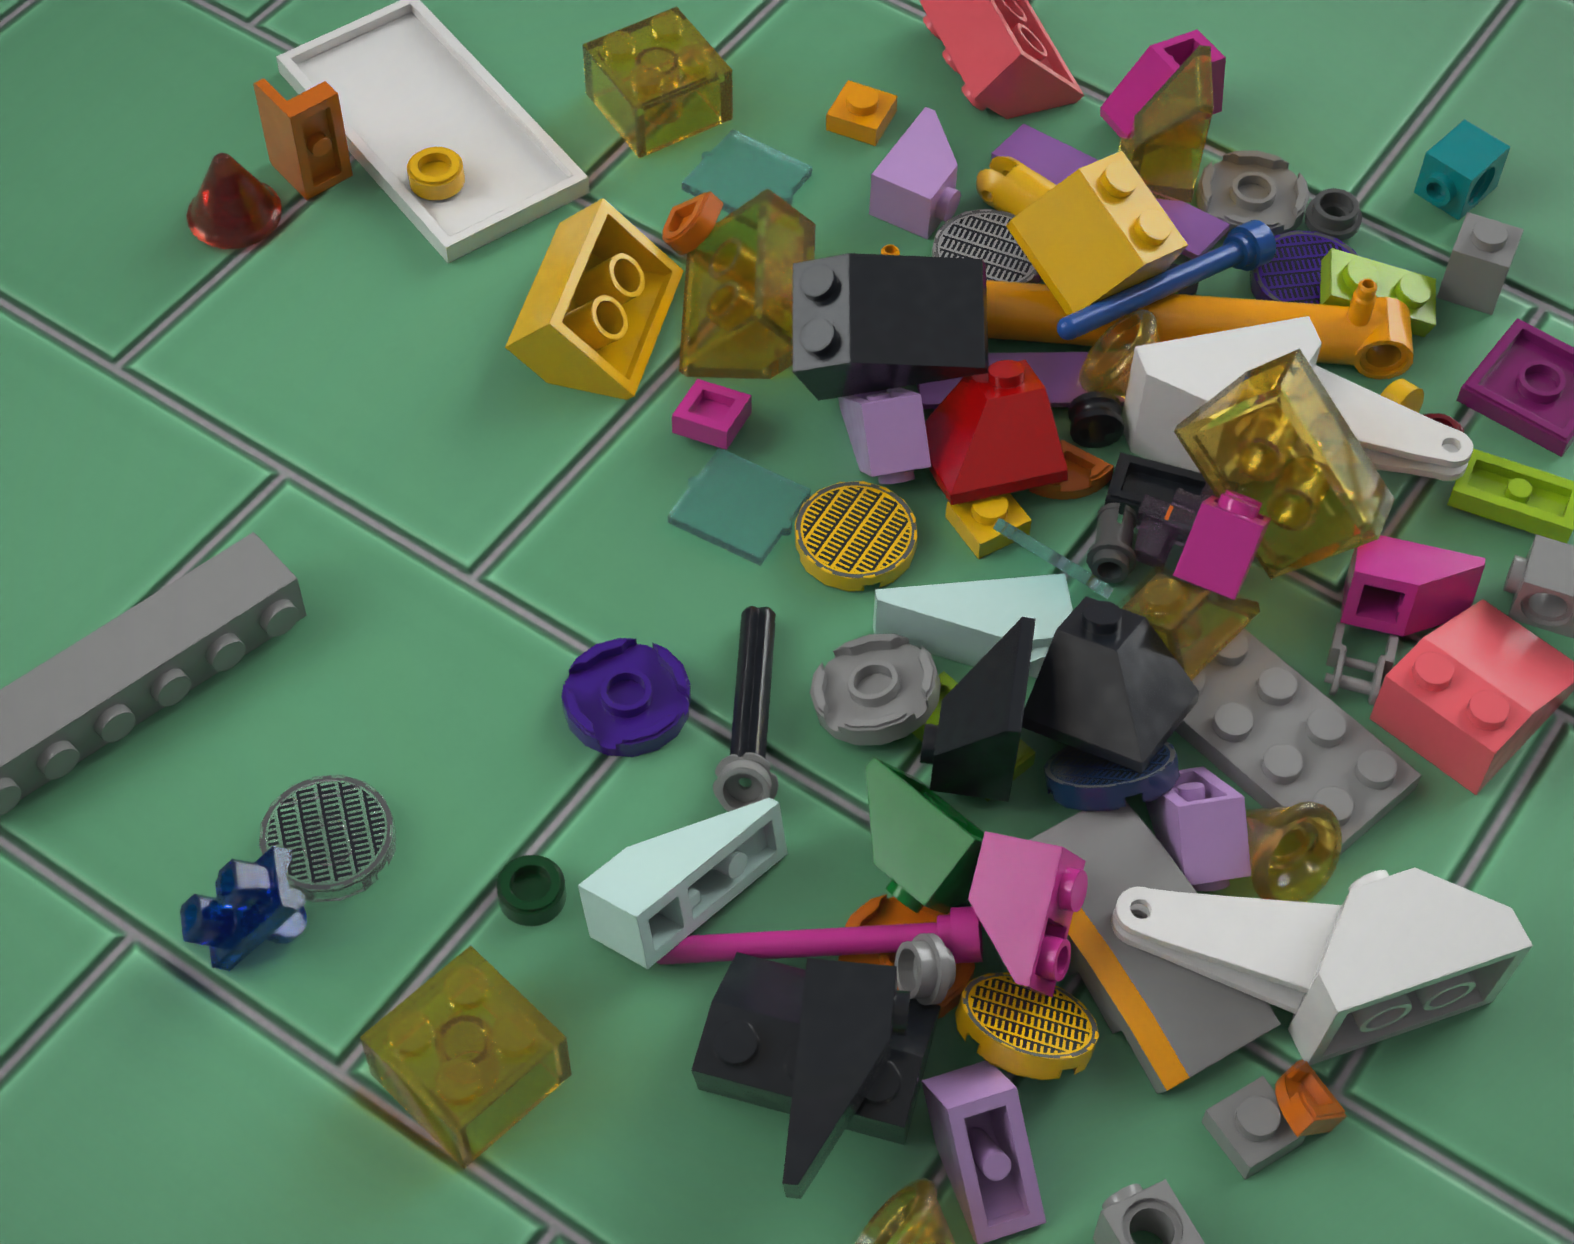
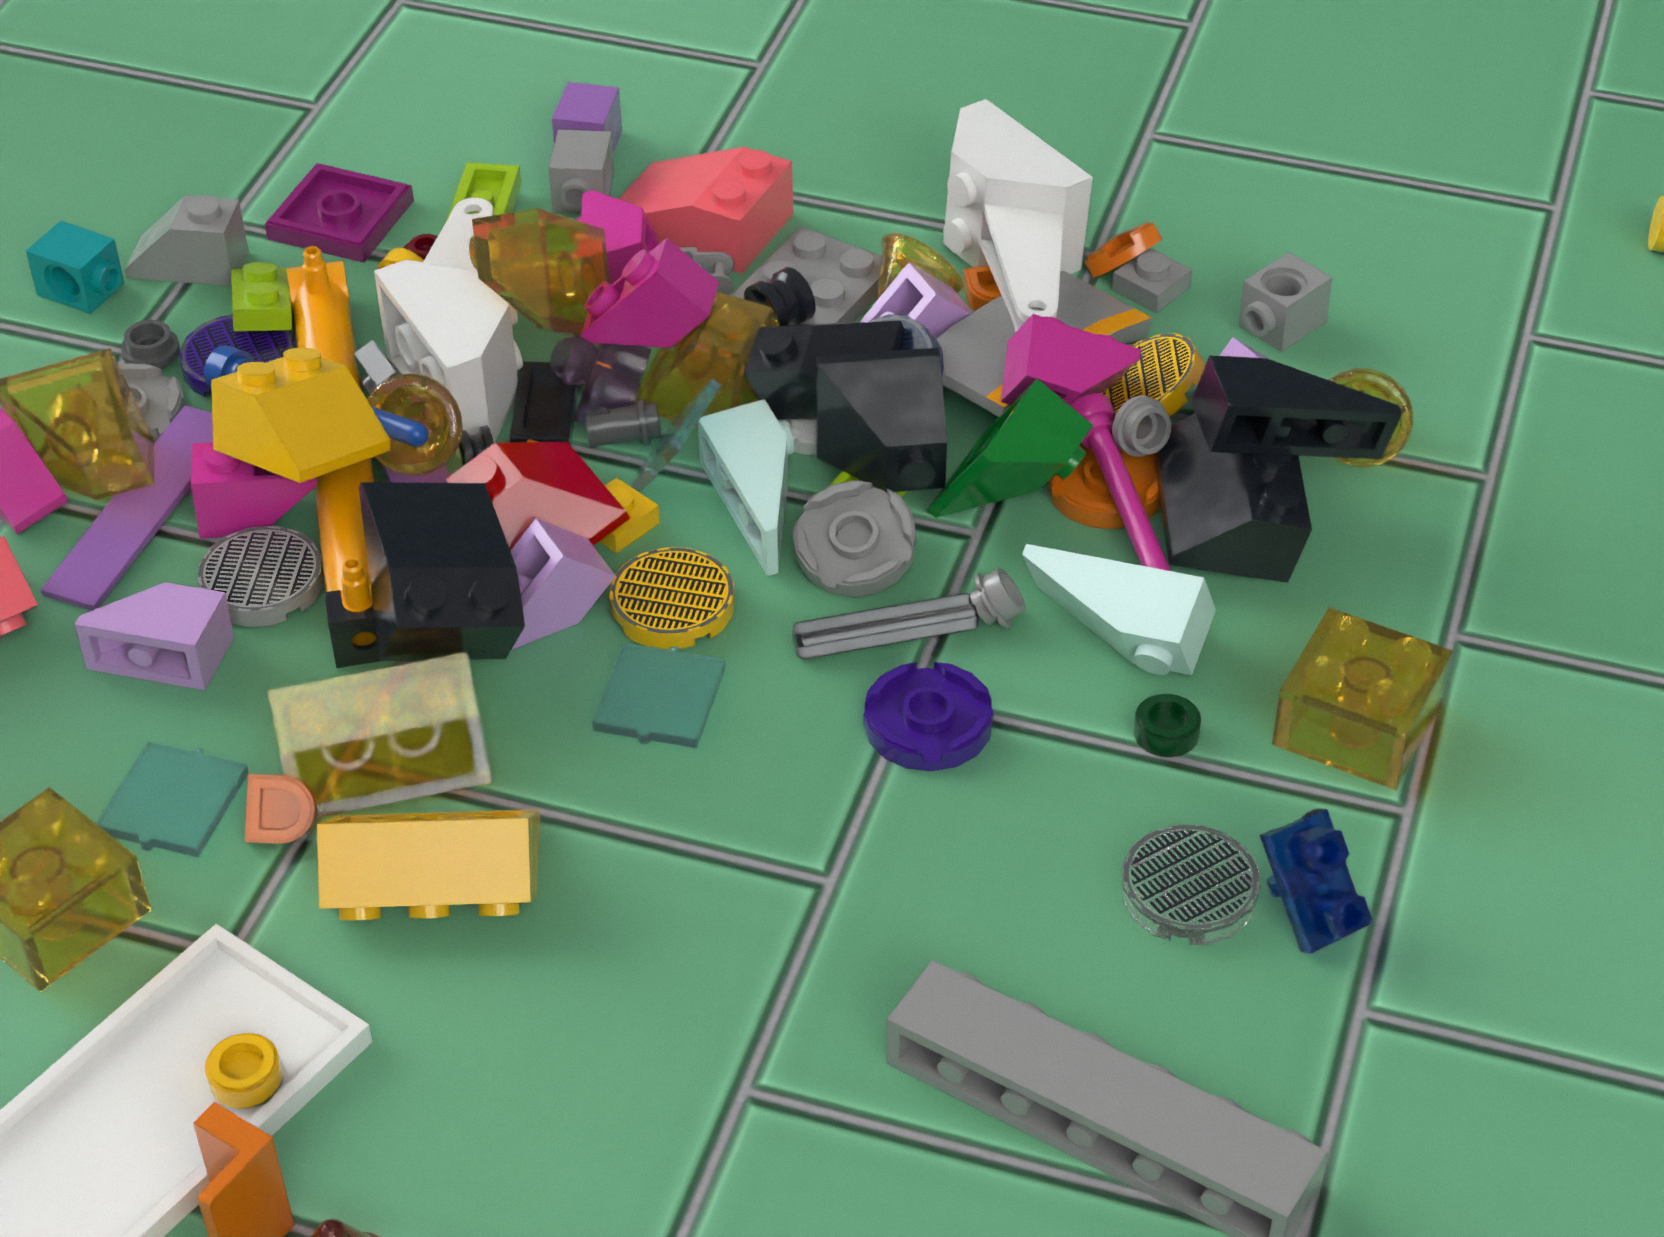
camera: 105 degrees left, 10 degrees down
(711, 414) = (559, 724): dark pink plate -> none
(861, 113) = (47, 719): light orange plate -> none
(1010, 185) = (172, 550): yellow piece -> none
(1232, 682) = (786, 294): none -> black wheel

